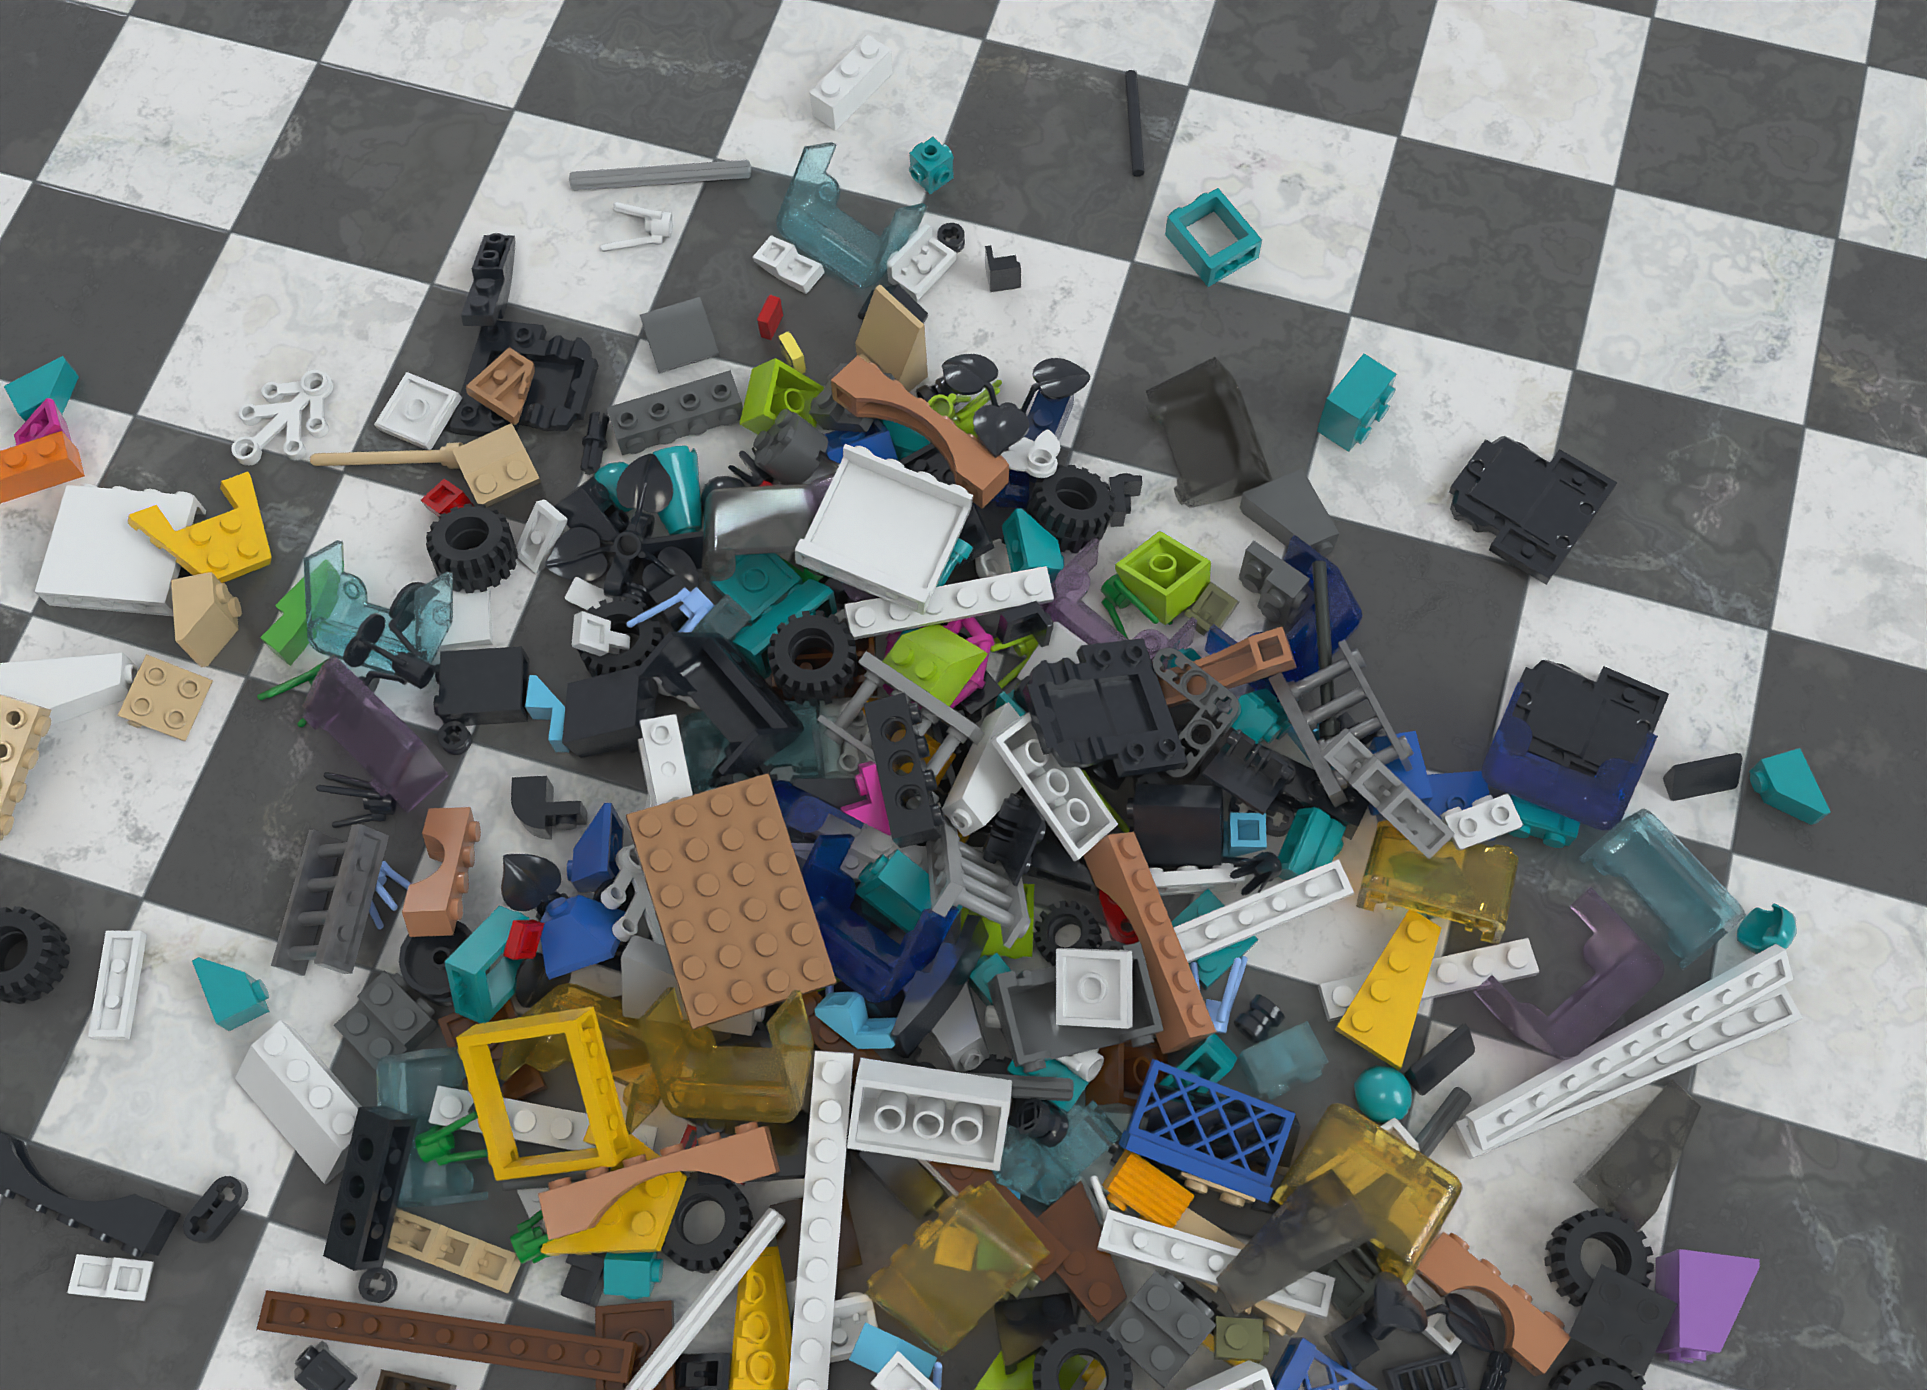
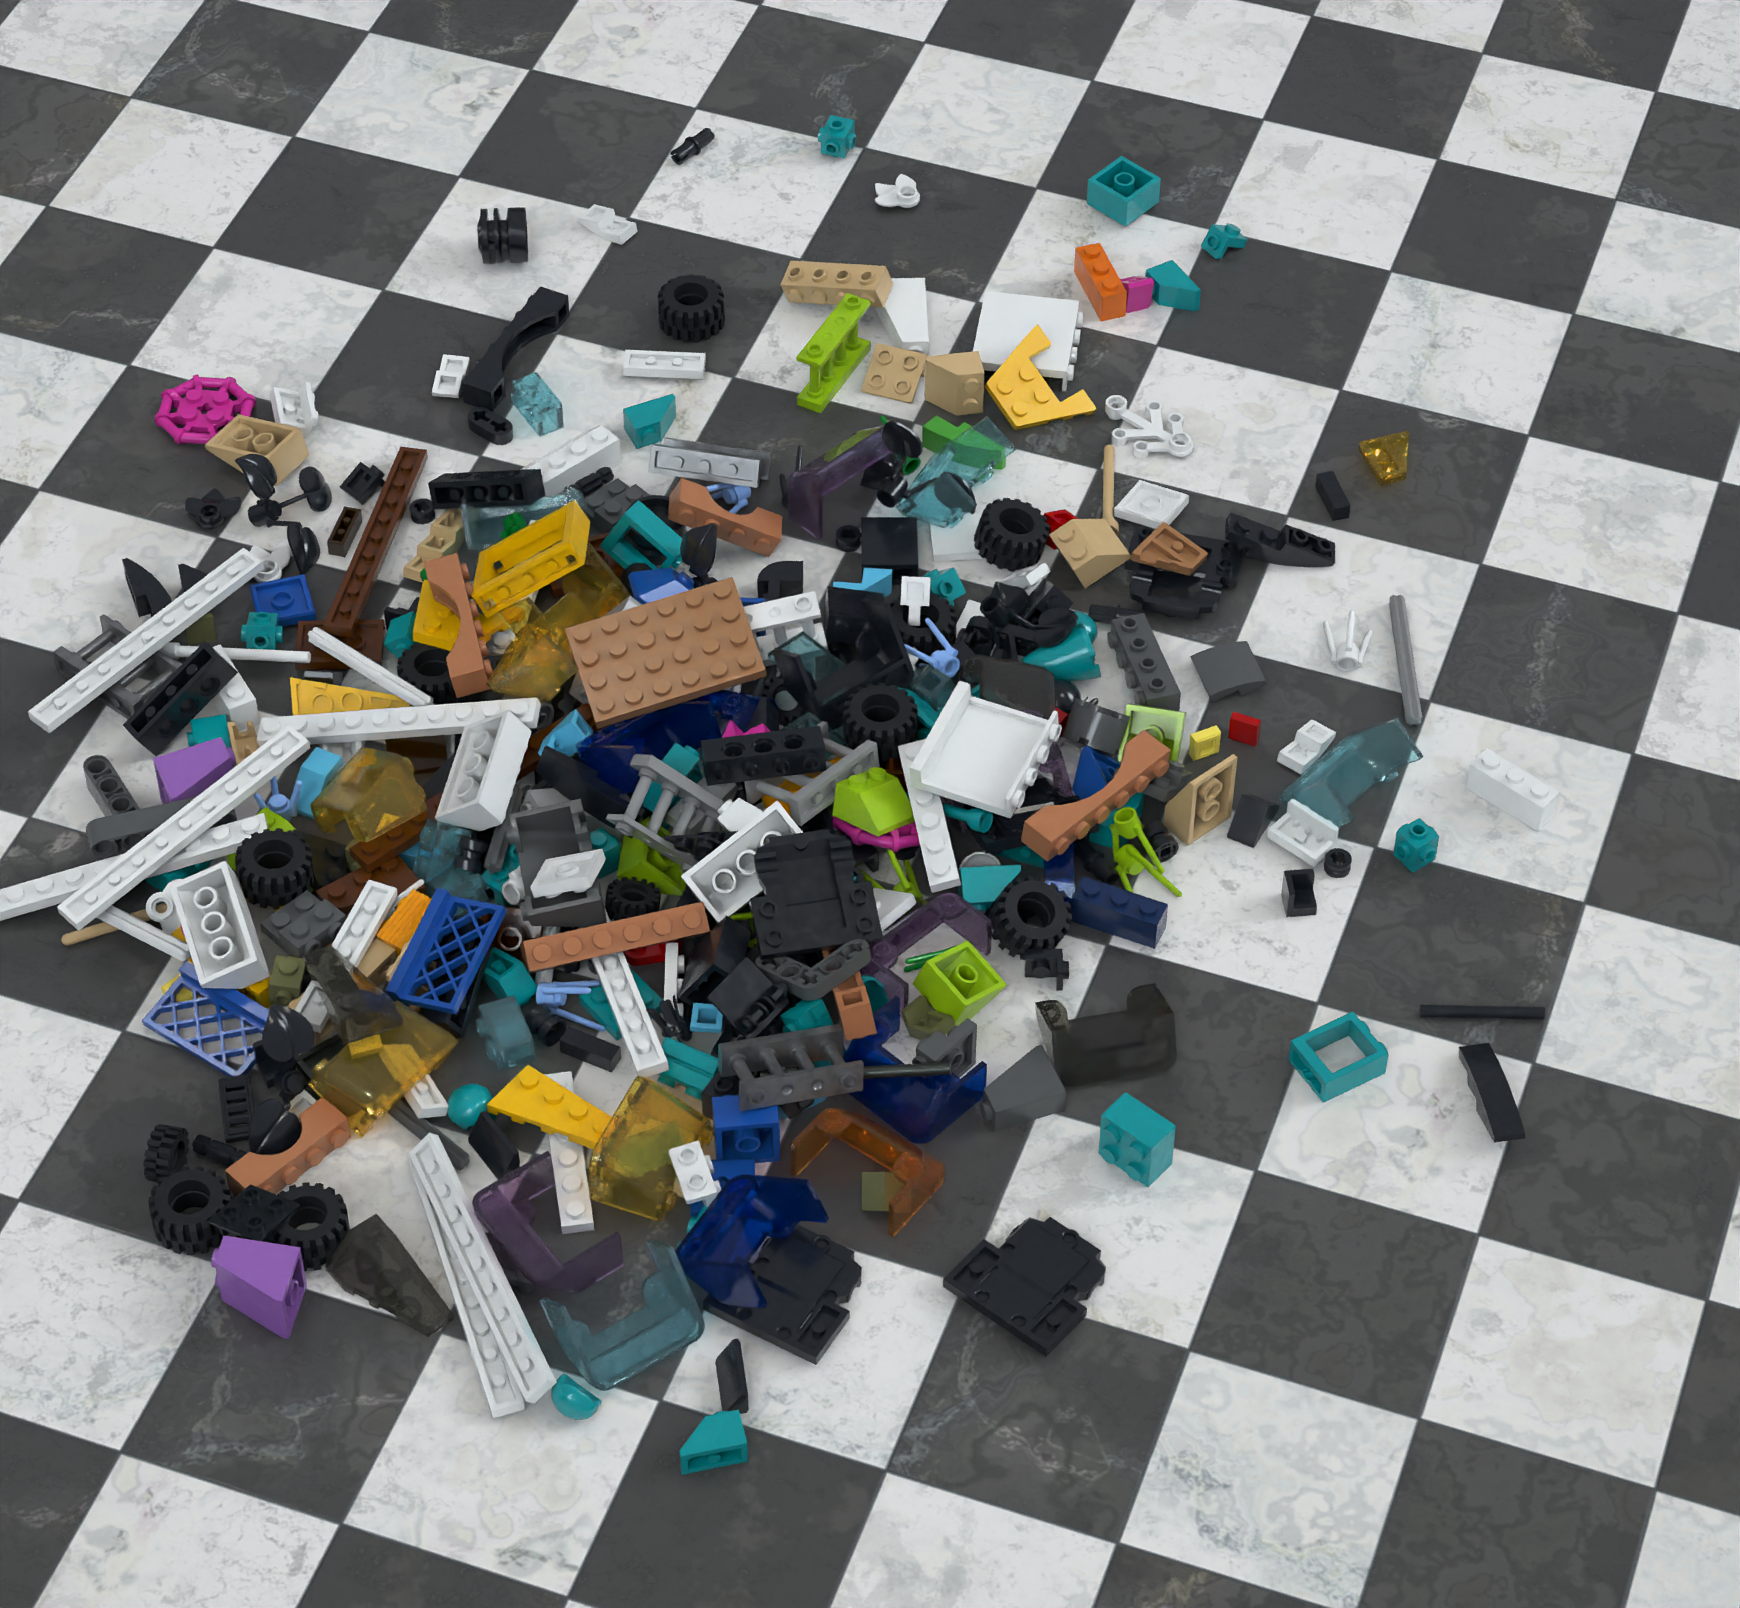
camera: 90 degrees right, 20 degrees down
(136, 760) = (833, 353): none -> lime fence
(186, 1144) = (537, 404): none -> clear light blue brick
(340, 1063) = (594, 481): none -> black axle
(353, 183) = (1387, 456): none -> clear yellow wing
(409, 236) = (1332, 496): none -> black piece
(523, 939) = (657, 553): red tile -> none
(553, 623) = (946, 584): none -> teal brick
(1006, 424) = (1167, 843): black plant -> none
(1024, 621) = (911, 868): black bracket -> none
(1036, 456) = (1077, 878): white plate -> none
(1242, 111) = (1492, 1093): none -> black slope
(1283, 966) = (590, 1049): none -> black piece
(1387, 636) = (910, 1164): none -> clear orange windscreen
(1387, 793) = (709, 1091): light grey slope -> none
(1440, 643) = (879, 1190): none -> olive panel

